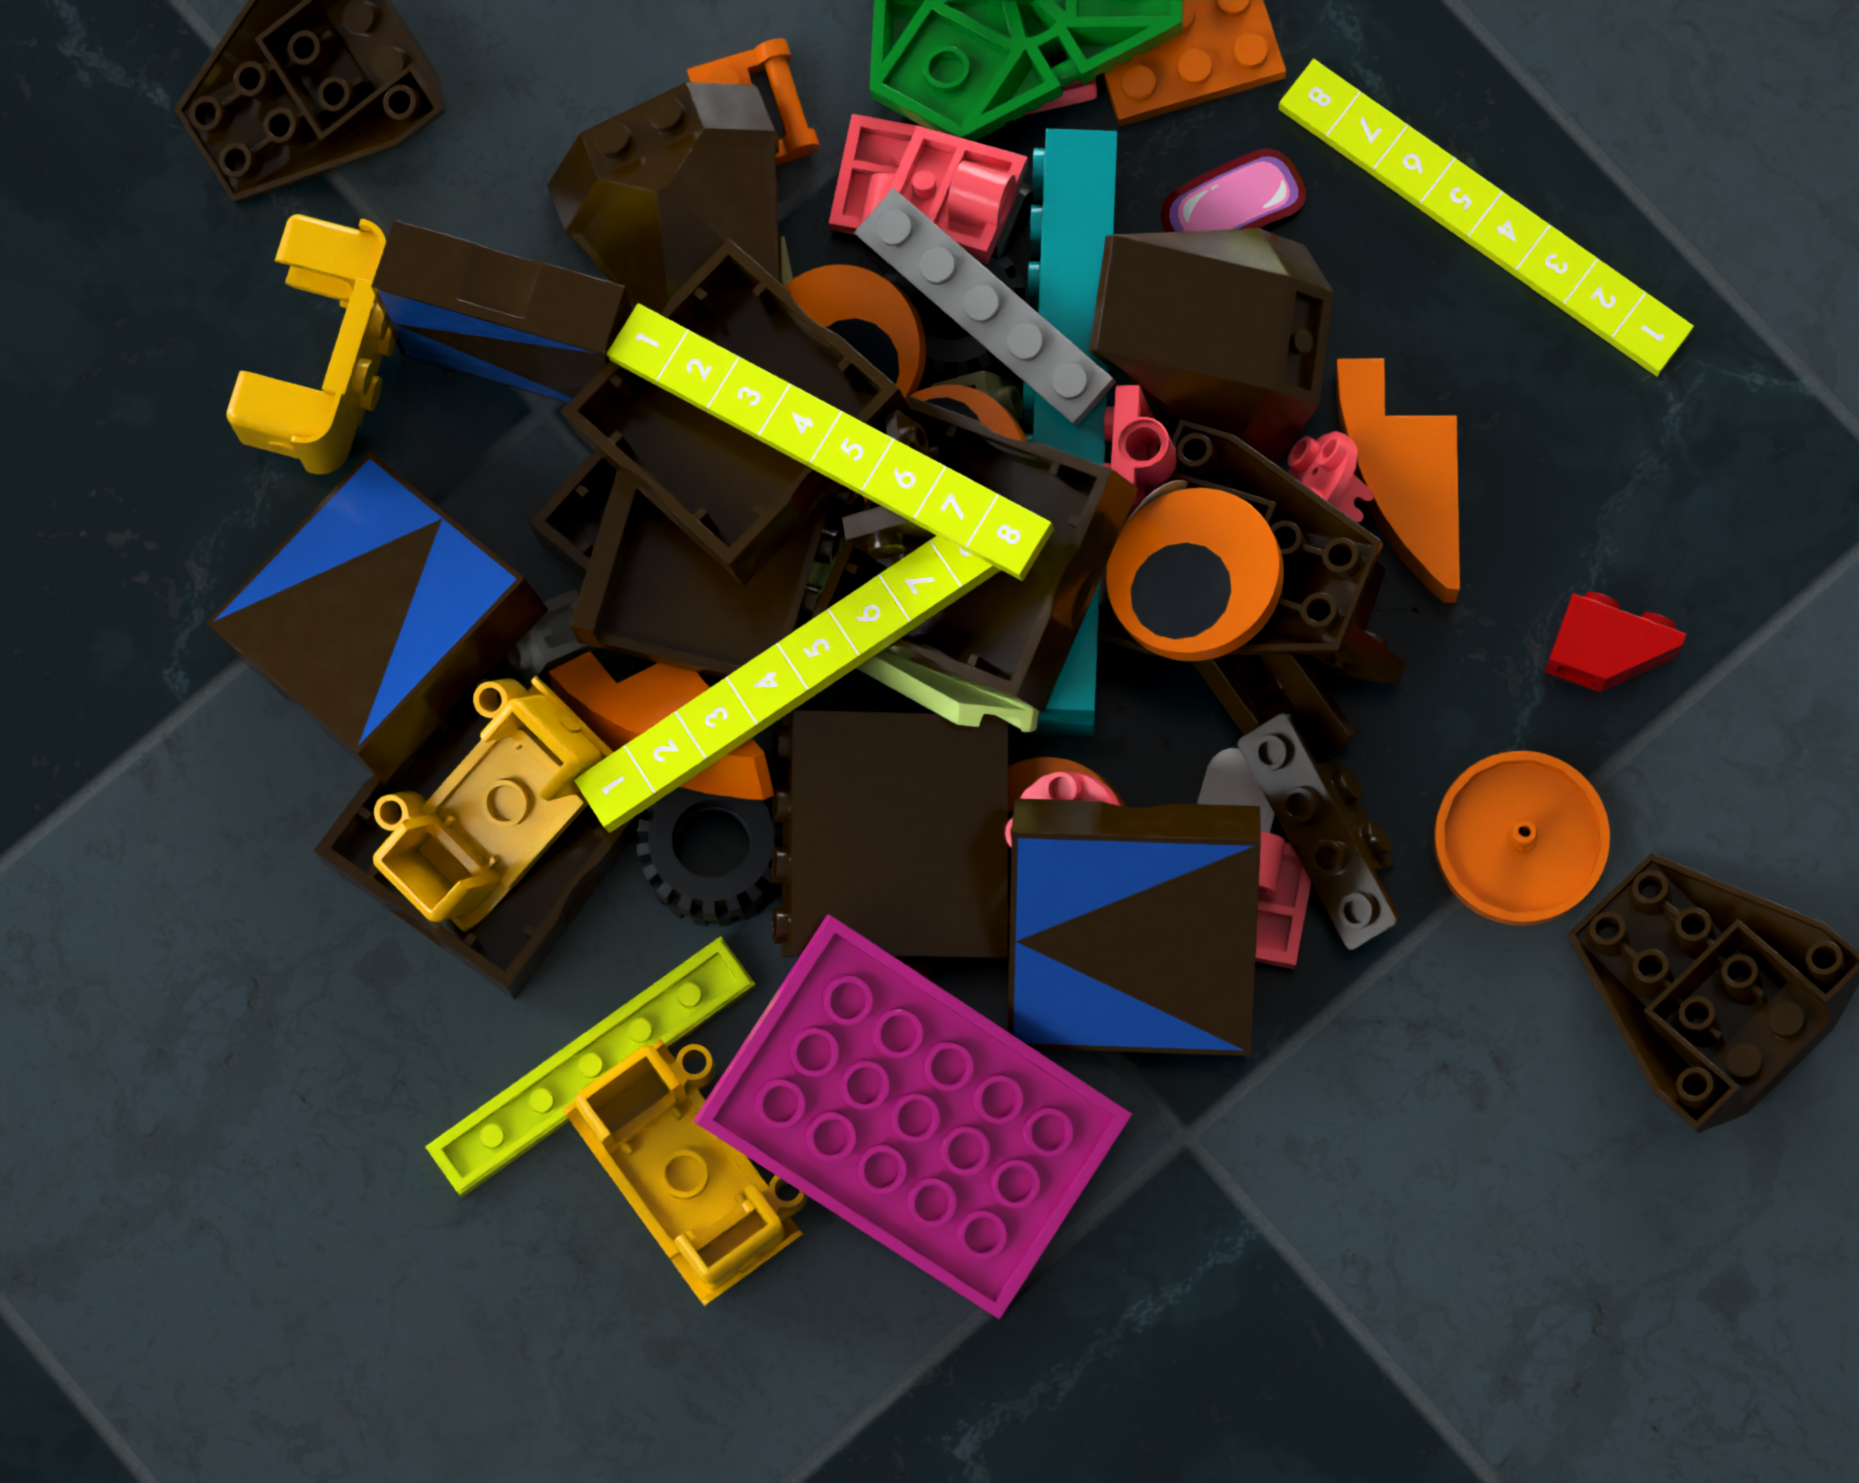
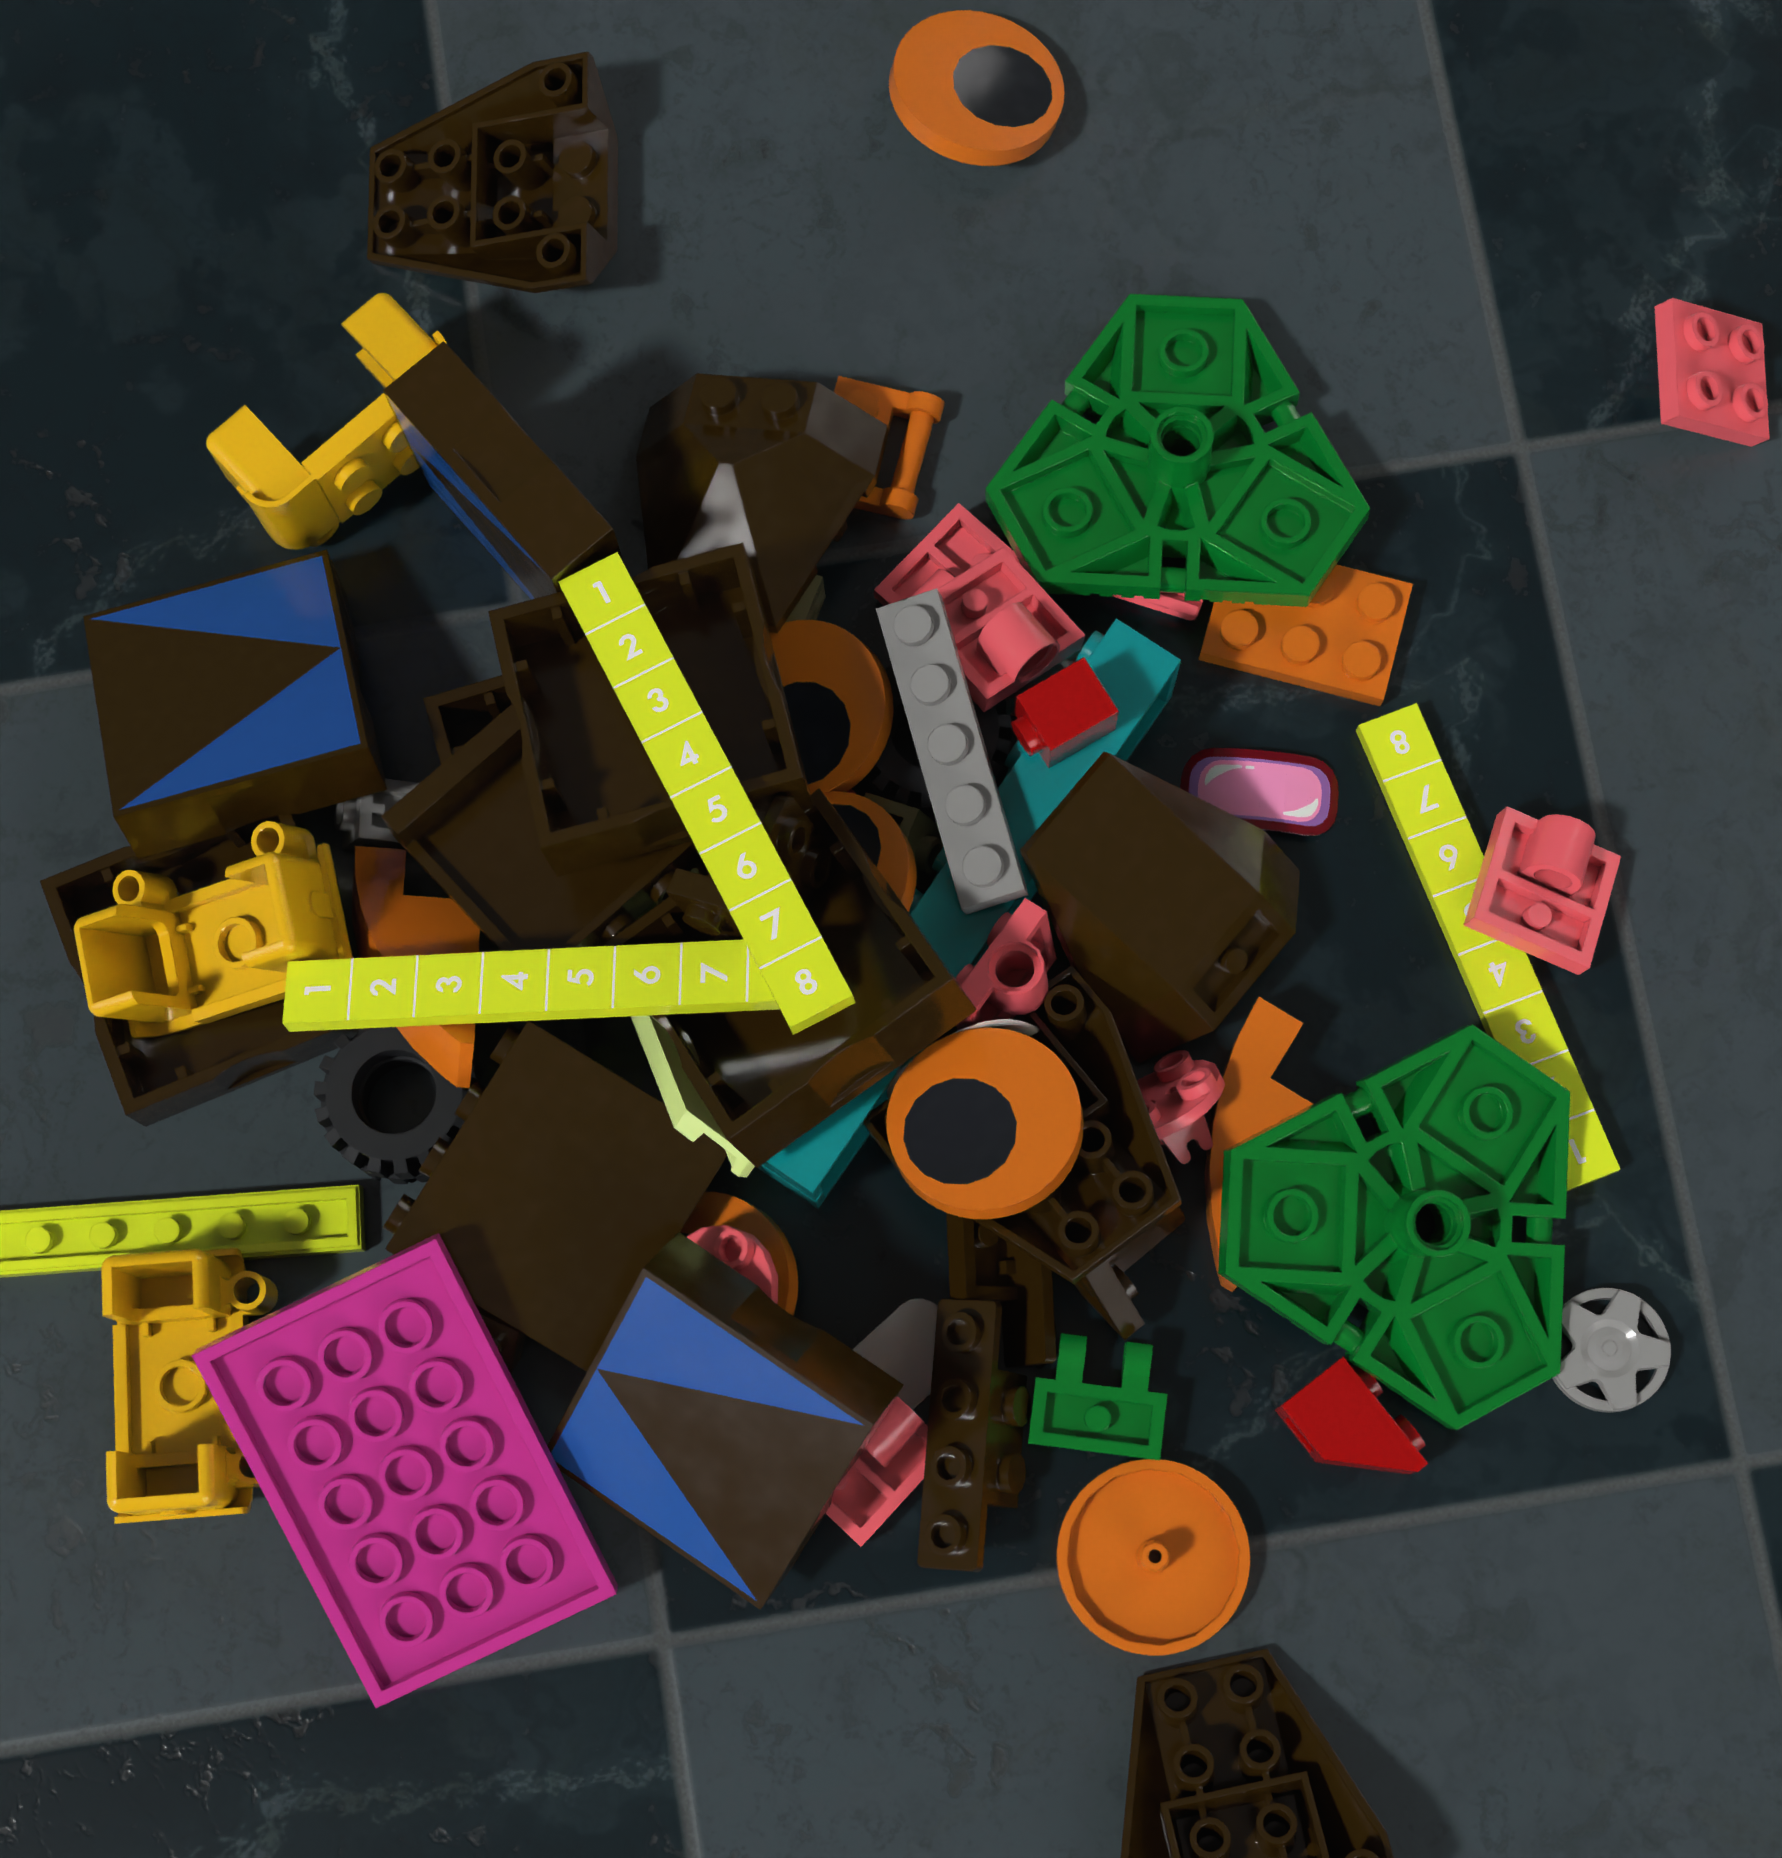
camera: 30 degrees right, 0 degrees up
(1056, 225) = (1064, 713): none -> red brick
(1411, 758) = (1099, 1416): none -> green plate
(1502, 143) = (1544, 888): none -> coral plate
(1502, 495) = (1331, 1218): none -> green plate
(1768, 470) = (1612, 1350): none -> light grey wheel

